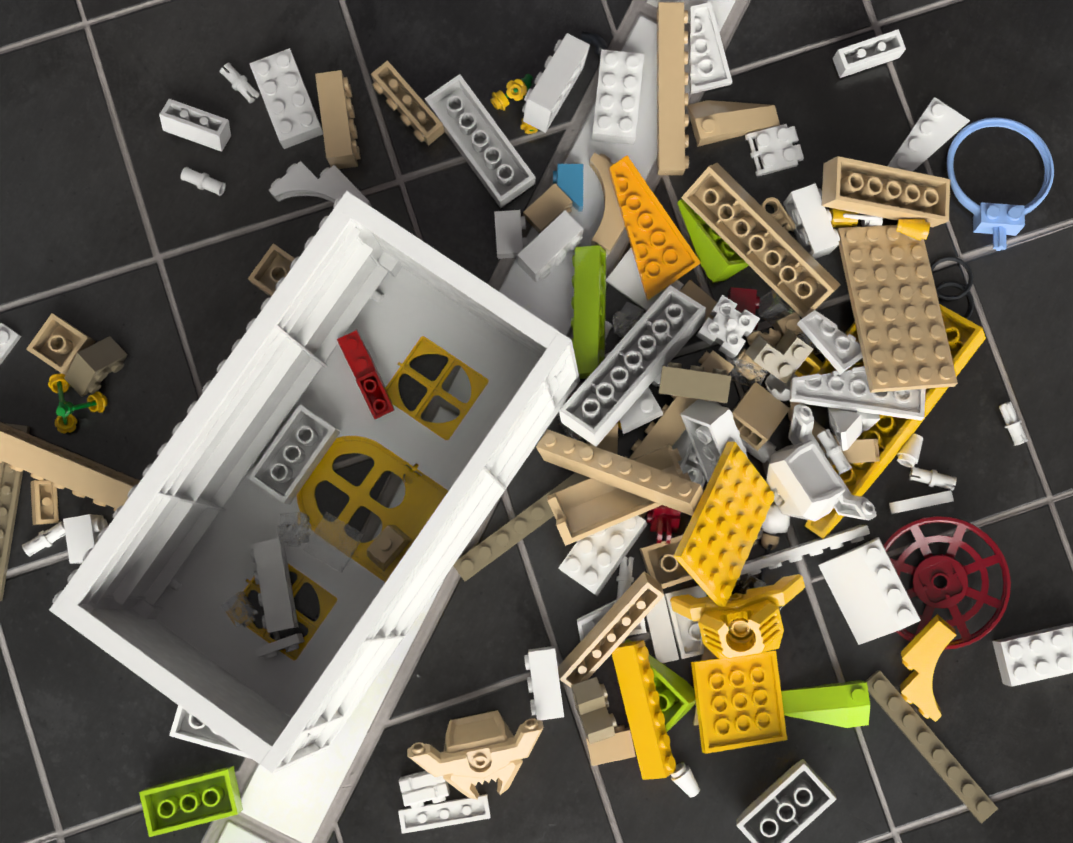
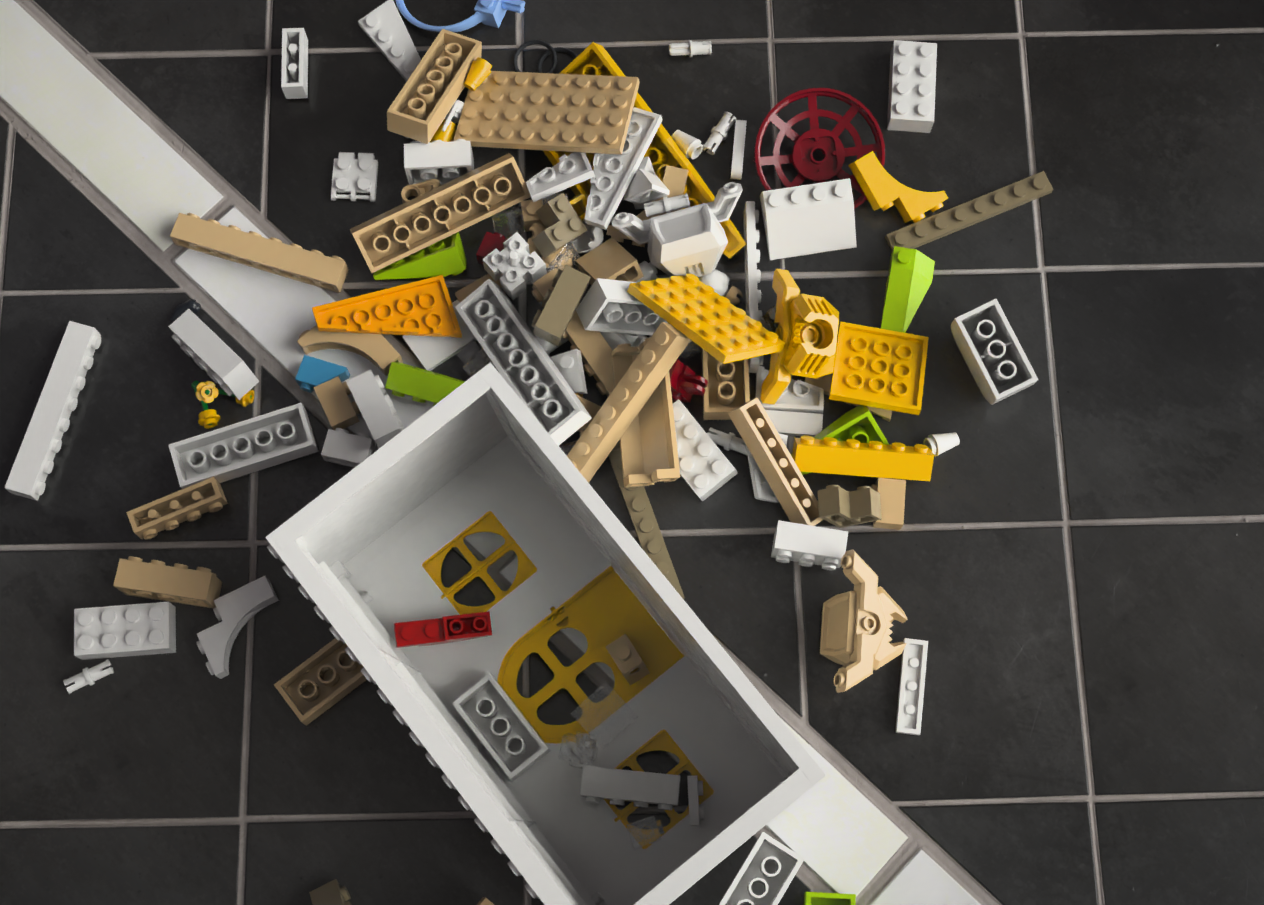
camera: 70 degrees left, 10 degrees down
(195, 125) = (116, 733): white brick -> none
(203, 181) = (178, 745): white pin -> none
(421, 788) = (879, 698): white brick -> none
(617, 97) = (249, 304): white brick -> none
(707, 55) = (240, 209): white wing -> none
(726, 120) = (309, 213): tan wedge -> none

